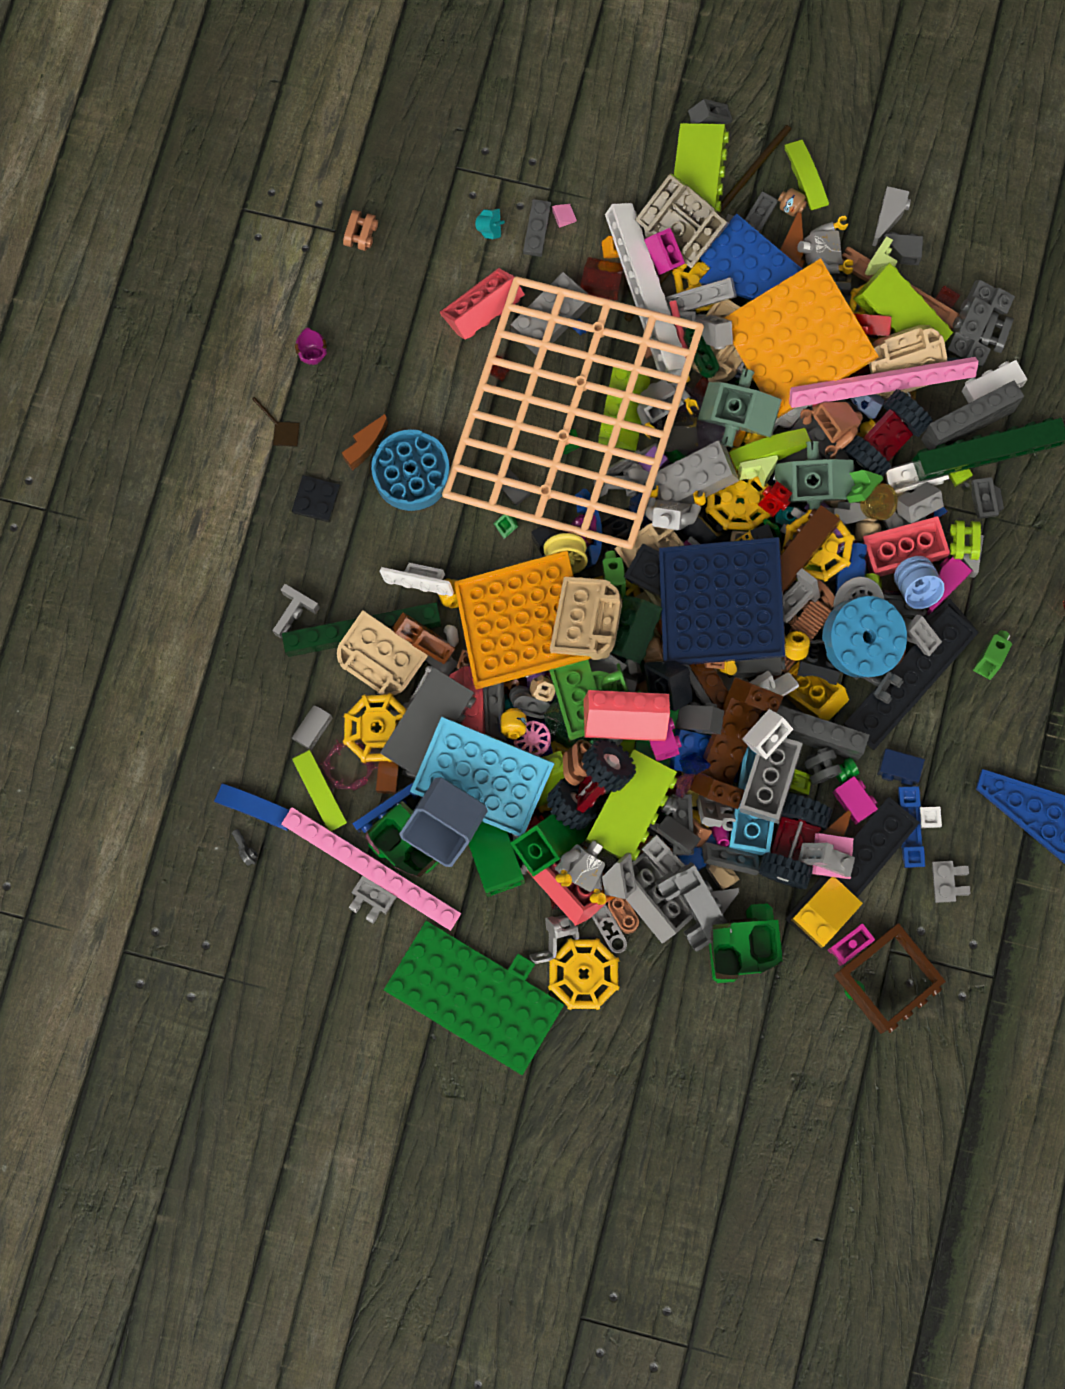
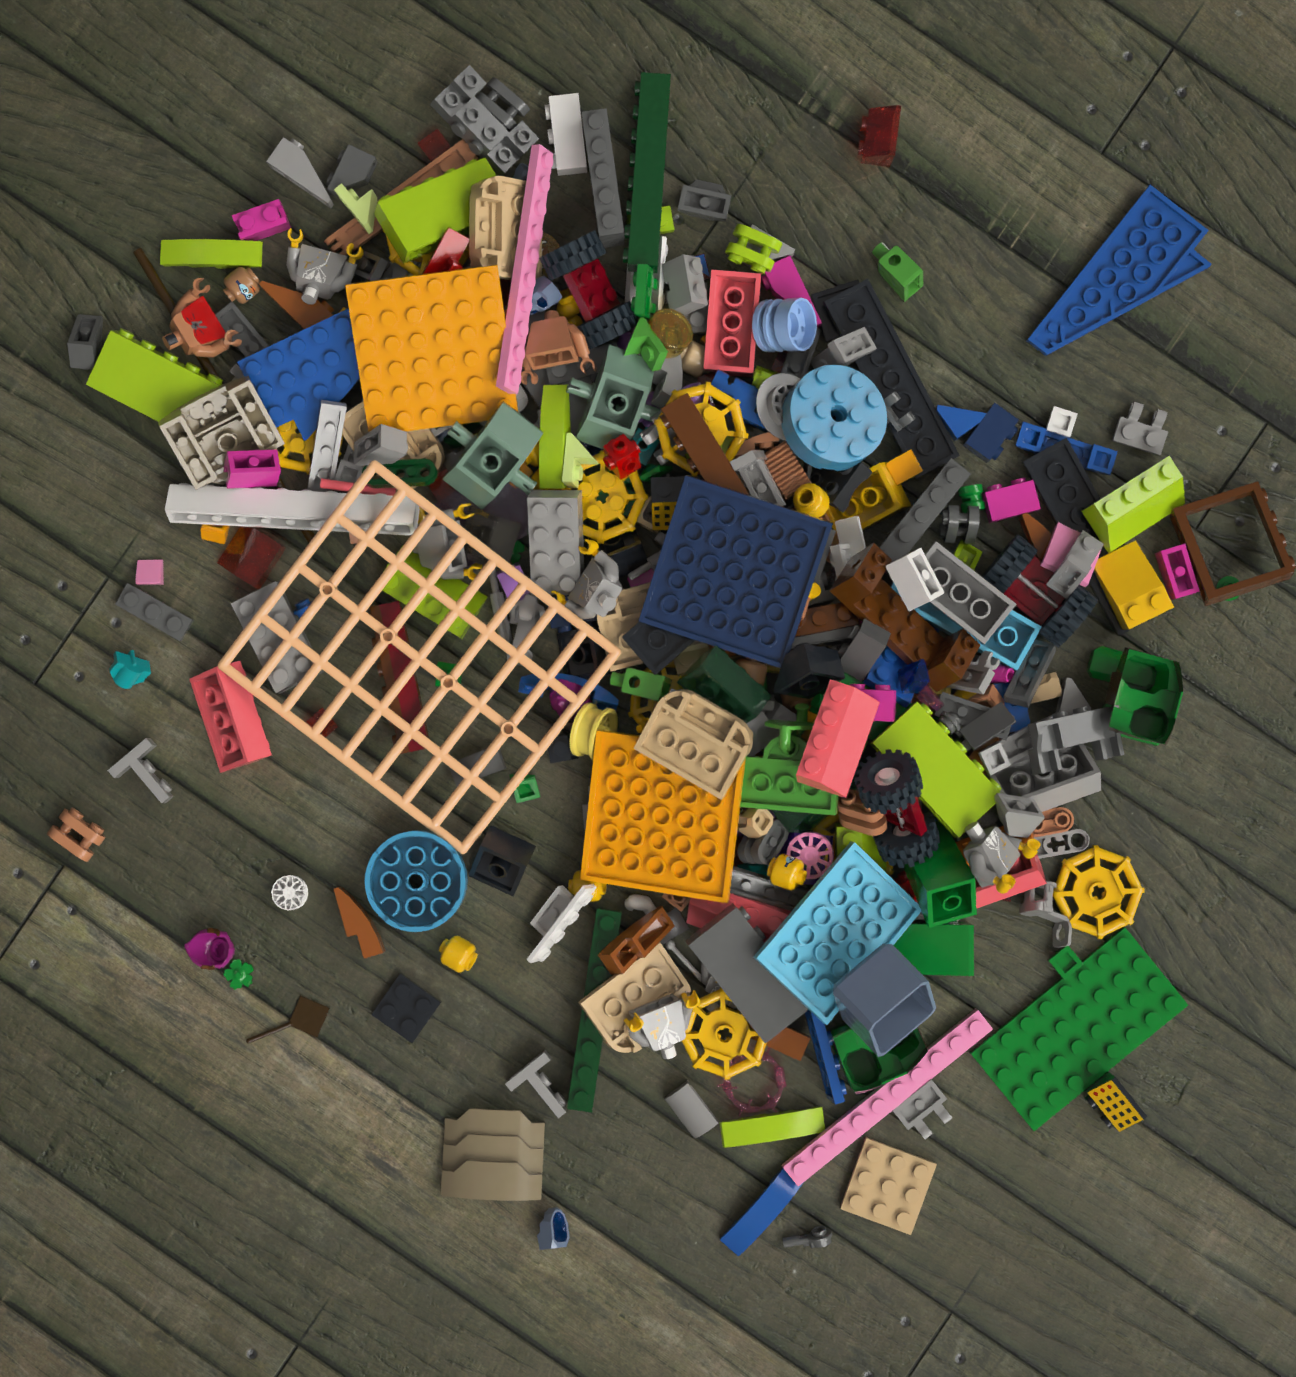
camera: 80 degrees left, 10 degrees up
(188, 658) = (553, 1230): none -> sand blue rock
(229, 597) = (493, 1156): none -> dark tan slope
(299, 375) = (239, 974): none -> green plant
(304, 894) = (888, 1185): none -> tan plate
(368, 519) = (458, 954): none -> yellow head
(368, 675) = (662, 1022): none -> torso
(370, 388) = (289, 892): none -> white wheel
(426, 251) = (143, 769): none -> light grey bracket
(427, 1041) = (1114, 1102): none -> slope
(447, 526) = (502, 860): none -> black slope
(546, 417) = (392, 664): none -> dark red brick
(751, 182) = (197, 327): none -> torso
(843, 200) = (261, 221): none -> dark pink brick
(848, 709) = (904, 467): none -> light orange slope
(890, 893) = (1136, 504): none -> lime slope
(900, 739) = (958, 420): none -> blue slope
(906, 470) = (644, 283): none -> green plate

